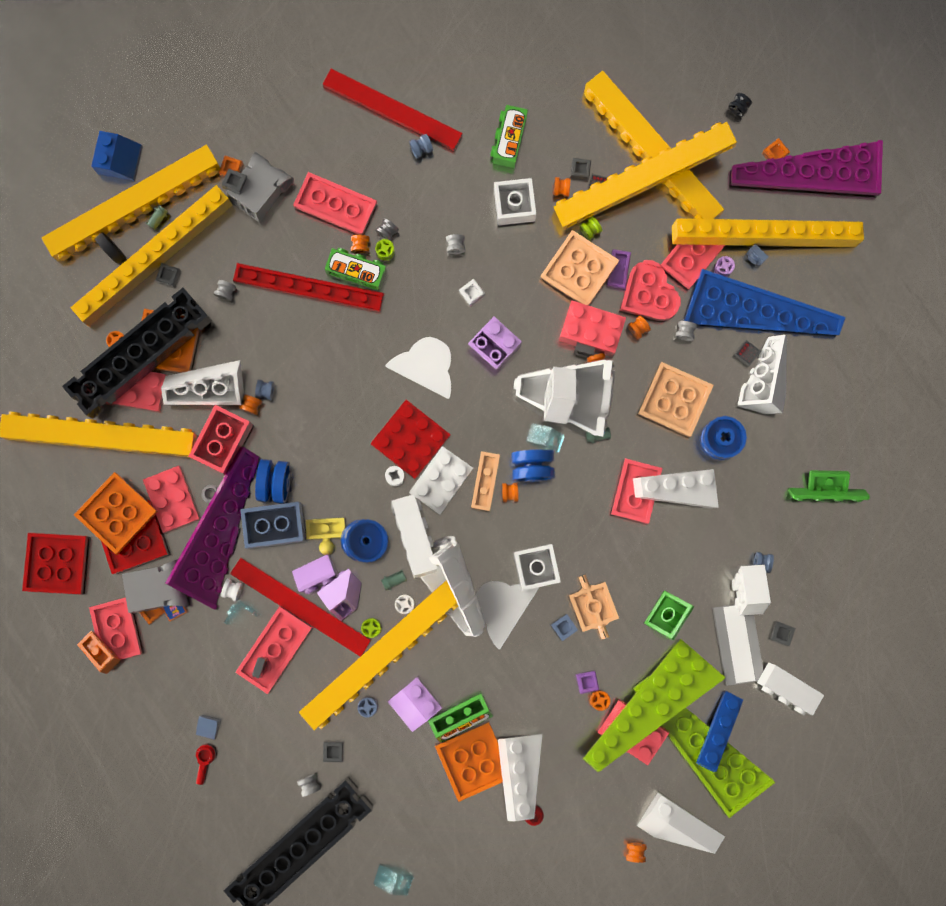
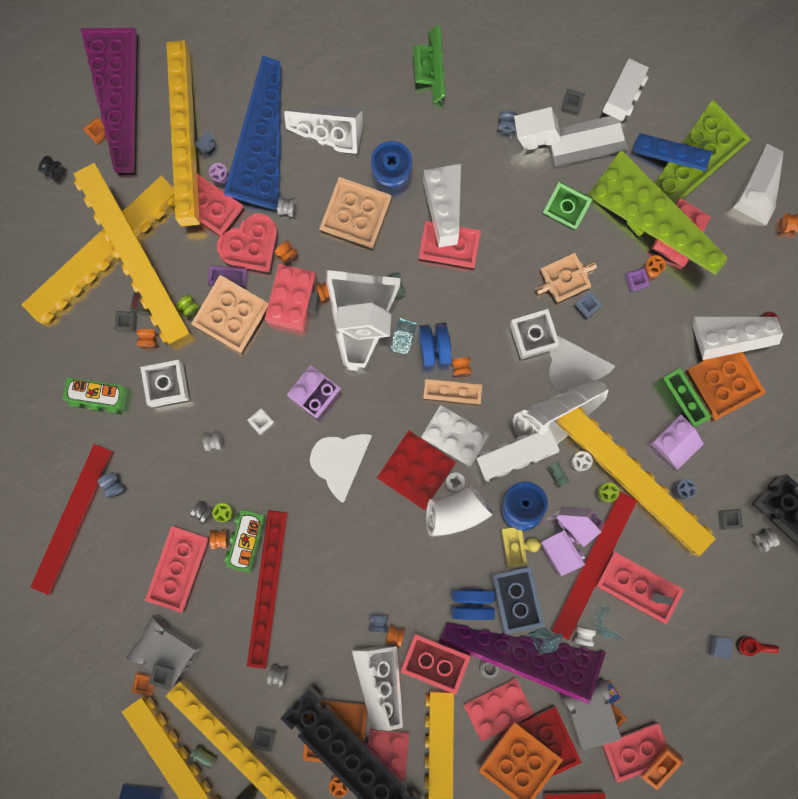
camera: 90 degrees left, 0 degrees up
(226, 551) = (549, 644): none -> clear light blue bracket
(364, 475) = (456, 512): none -> white brick
(747, 353) = (304, 147): tile -> none

